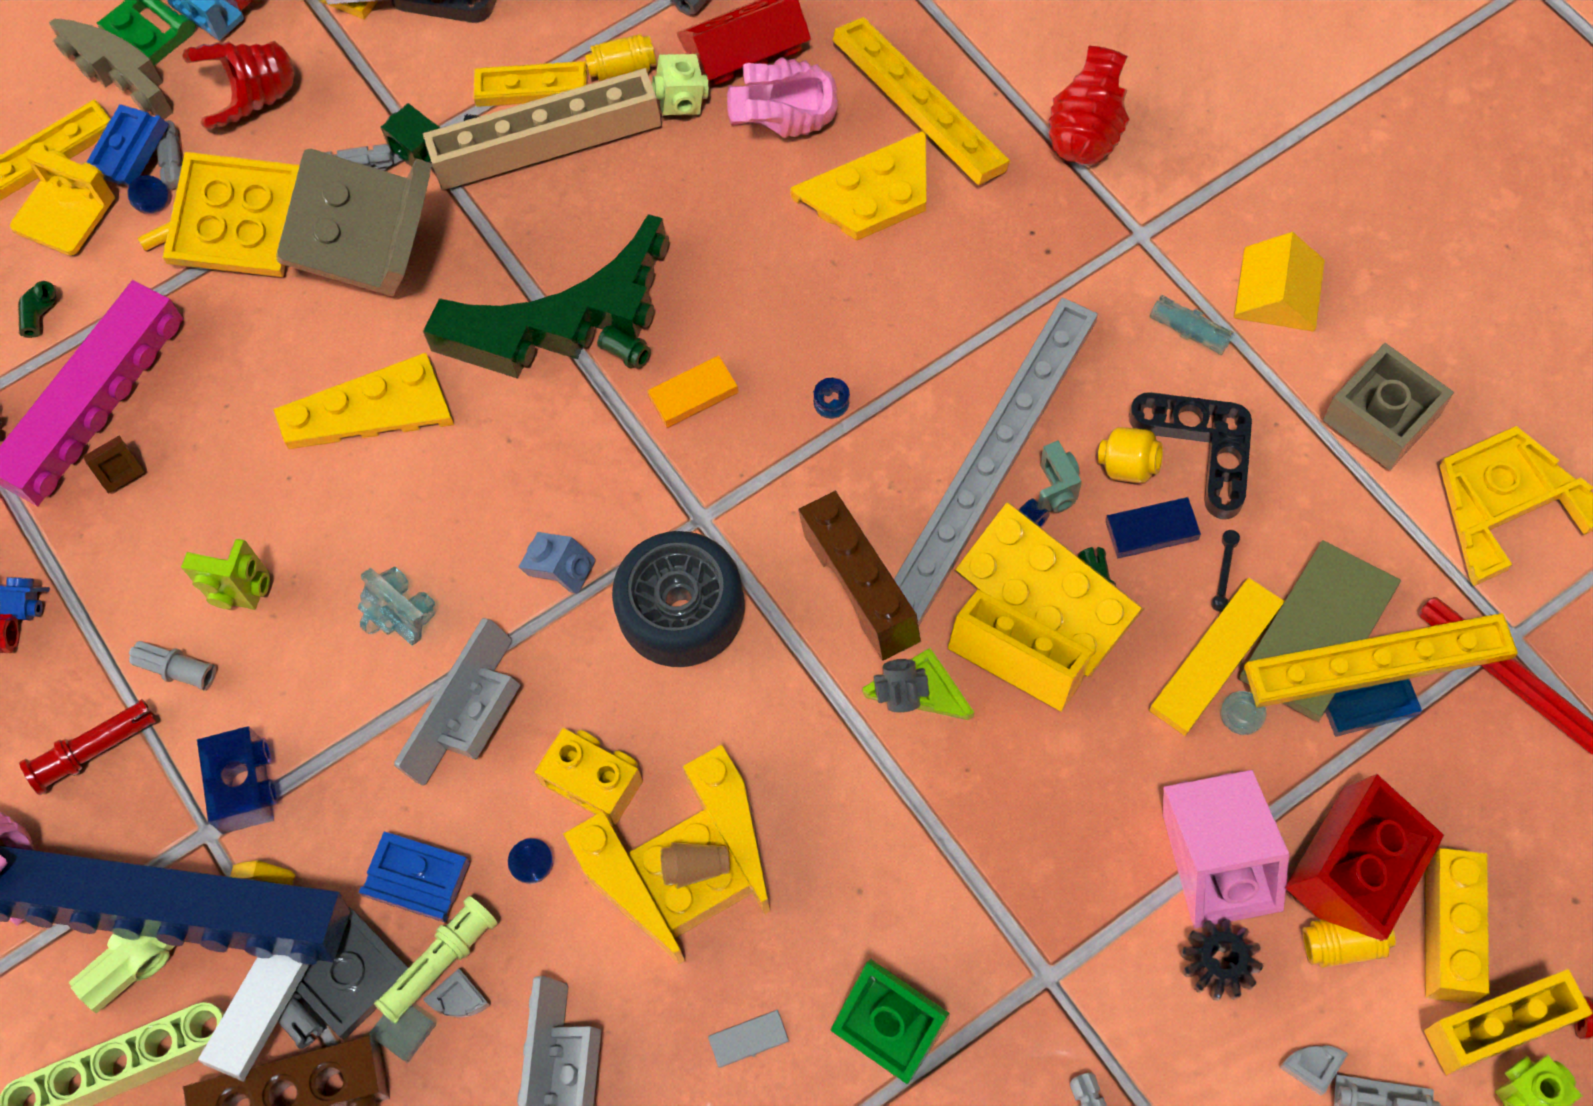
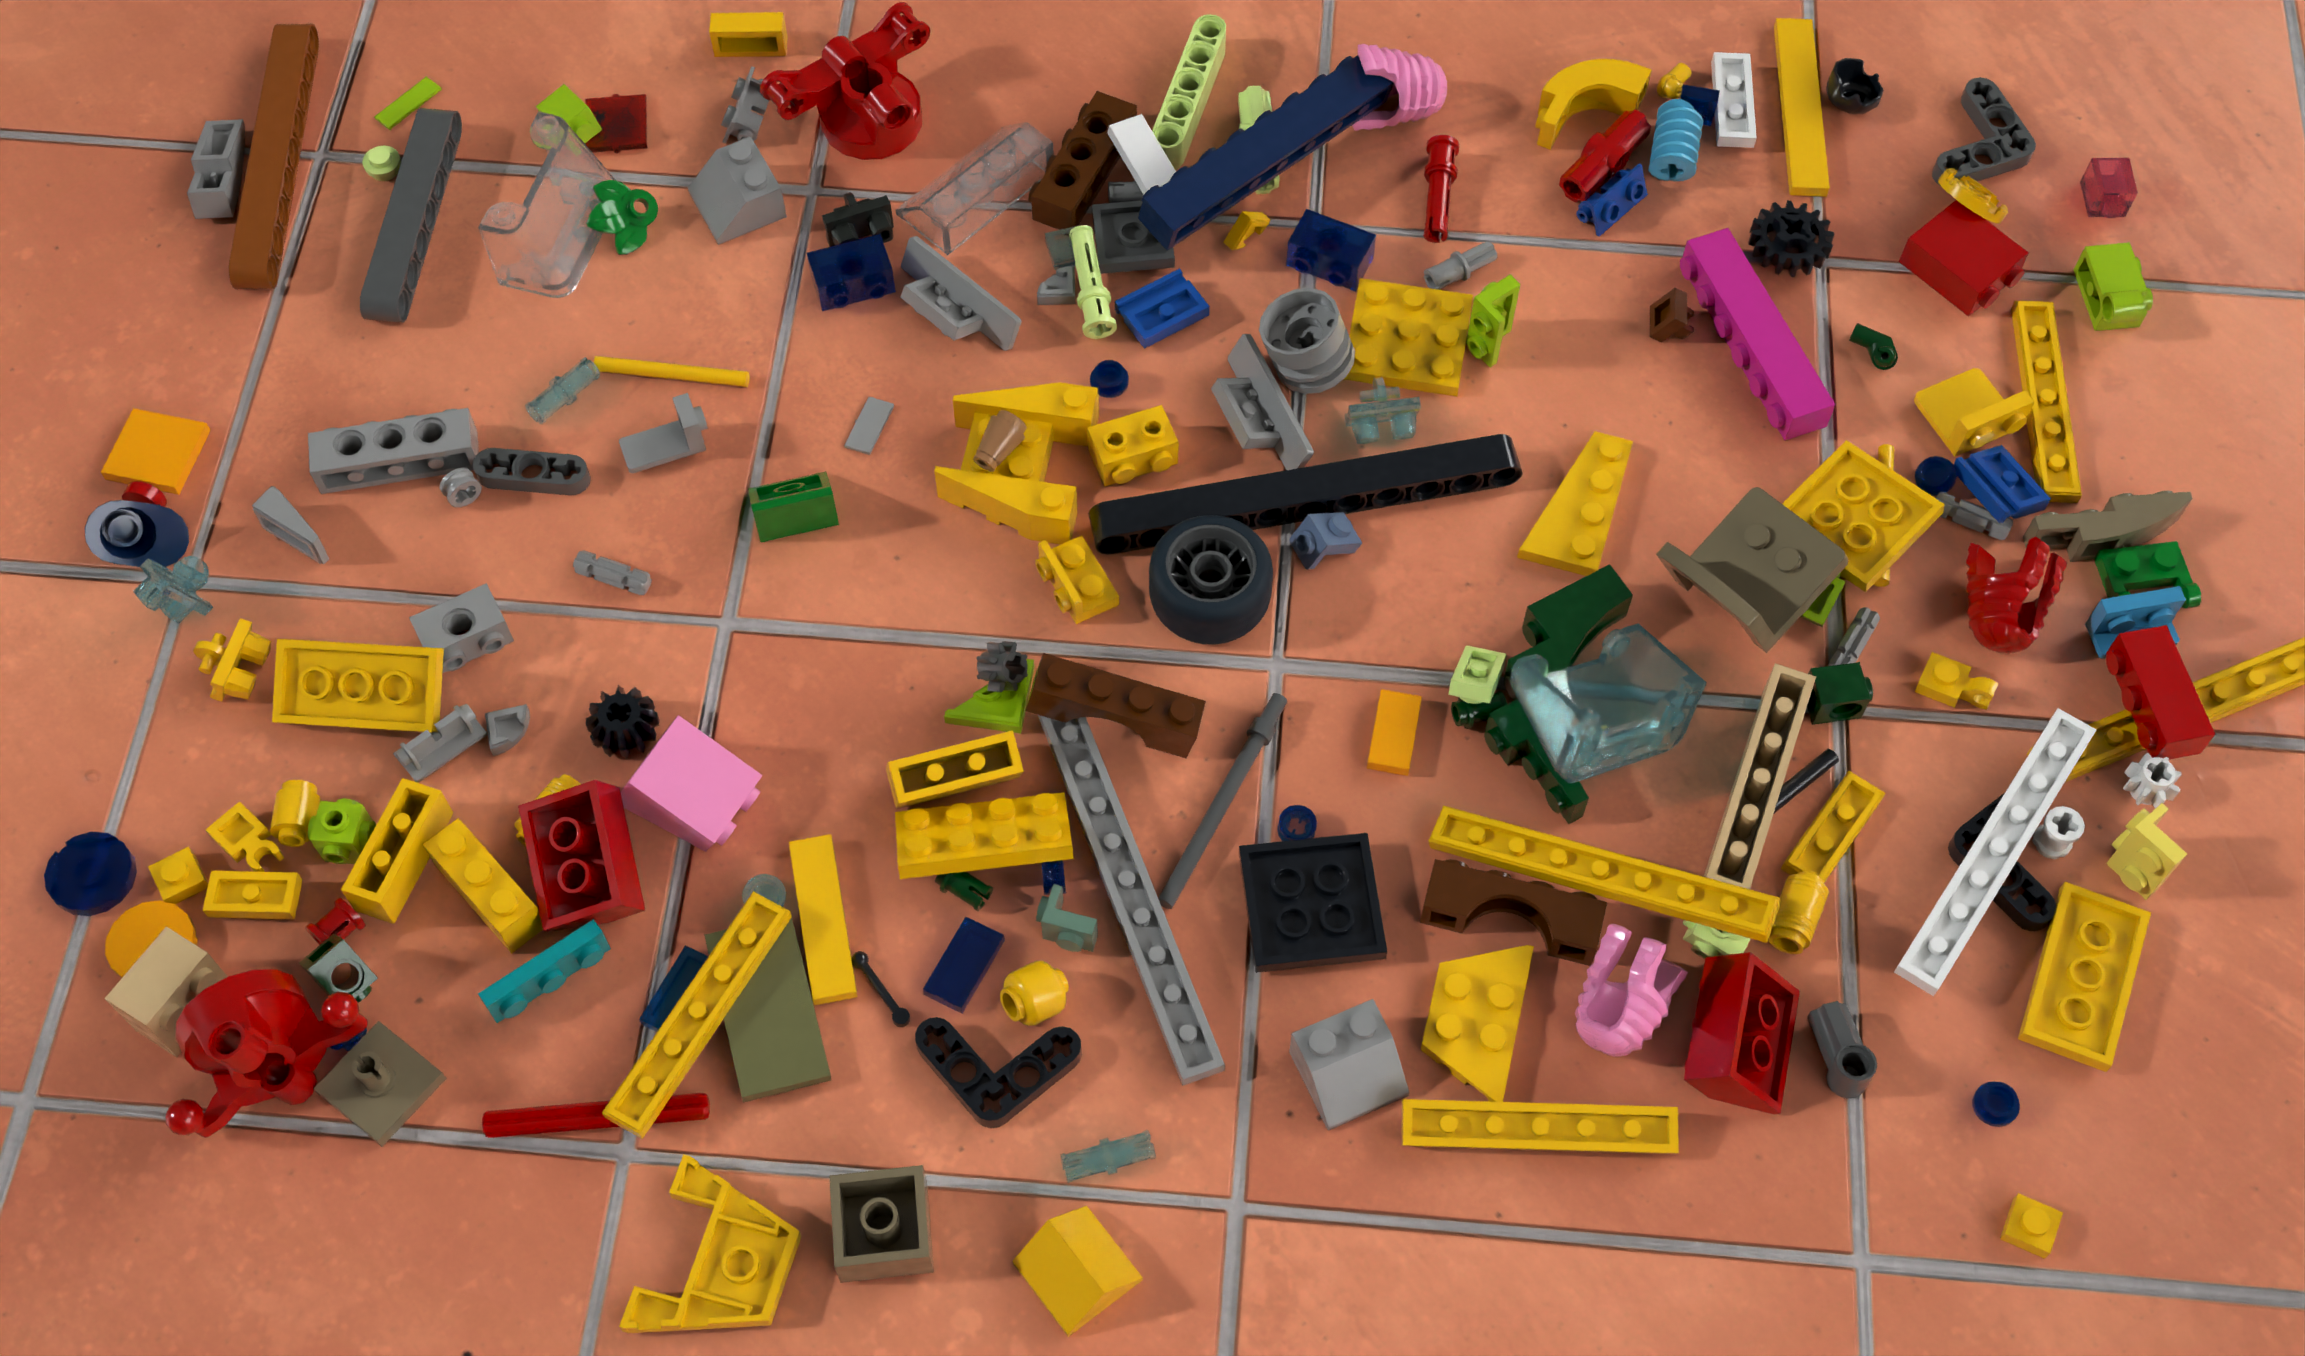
camera: 125 degrees right, 5 degrees down
(285, 654) = (1409, 336): none -> yellow plate
(341, 87) = (1949, 680): none -> yellow plate
(346, 690) = (1307, 340): none -> light grey wheel
(532, 609) = (1323, 488): none -> black beam
(556, 246) = (1610, 708): none -> clear light blue windscreen
(599, 356) = (1477, 675): none -> yellowish green plate
(704, 170) = (1606, 873): none -> yellow tile
(755, 719) = (1077, 579): none -> yellow bracket
(776, 477) = (1259, 734): none -> dark grey bar
(794, 249) = (1565, 920): none -> reddish brown arch
(885, 340) = (1312, 902): none -> black plate
(982, 235) = (1349, 1064): none -> light grey slope
(1090, 110) = (1388, 1231): red hair -> none
(1471, 811) = (545, 971): none -> teal plate

